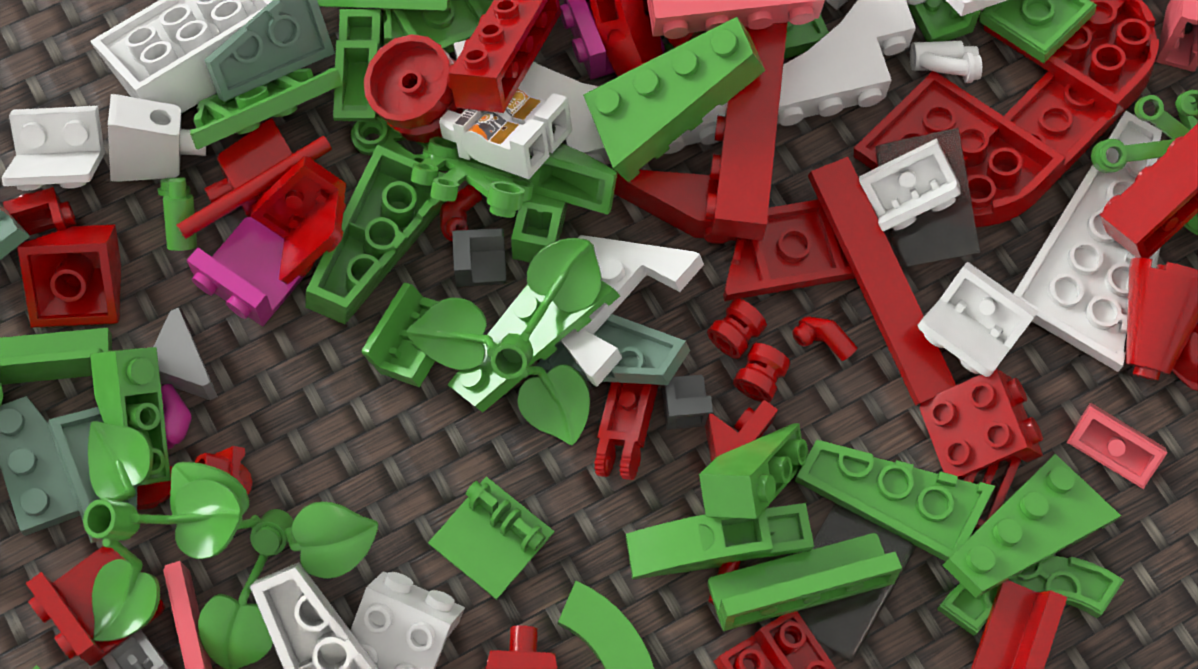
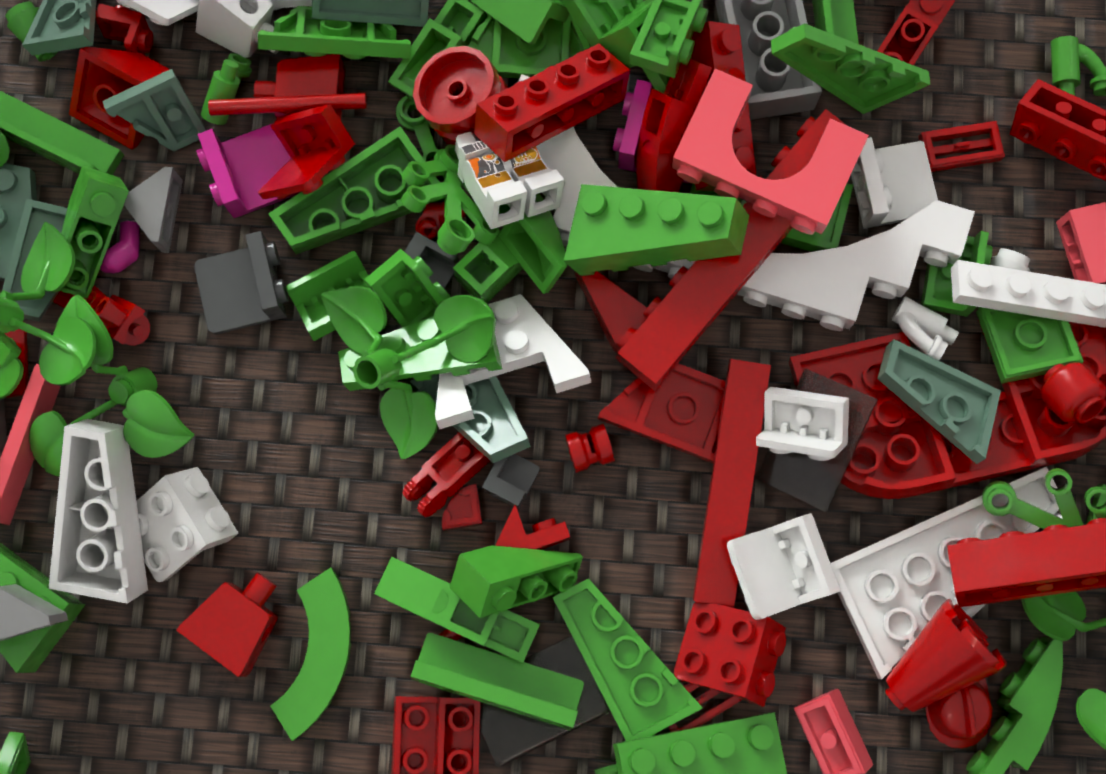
camera: 40 degrees right, 10 degrees up
(132, 262) = (159, 110): none -> sand green wing
(316, 379) = (242, 286): none -> dark grey bracket
(483, 279) = (406, 288): none -> bright green bracket
(491, 537) = (292, 492): bright green hinge -> none
(660, 454) = (463, 509): none -> red tile
(761, 372) = (575, 496): red wheel -> none
(824, 331) = (661, 496): red arm -> none
(1006, 98) = (943, 396): none -> sand green wing
(1108, 31) = (1073, 392): none -> red head

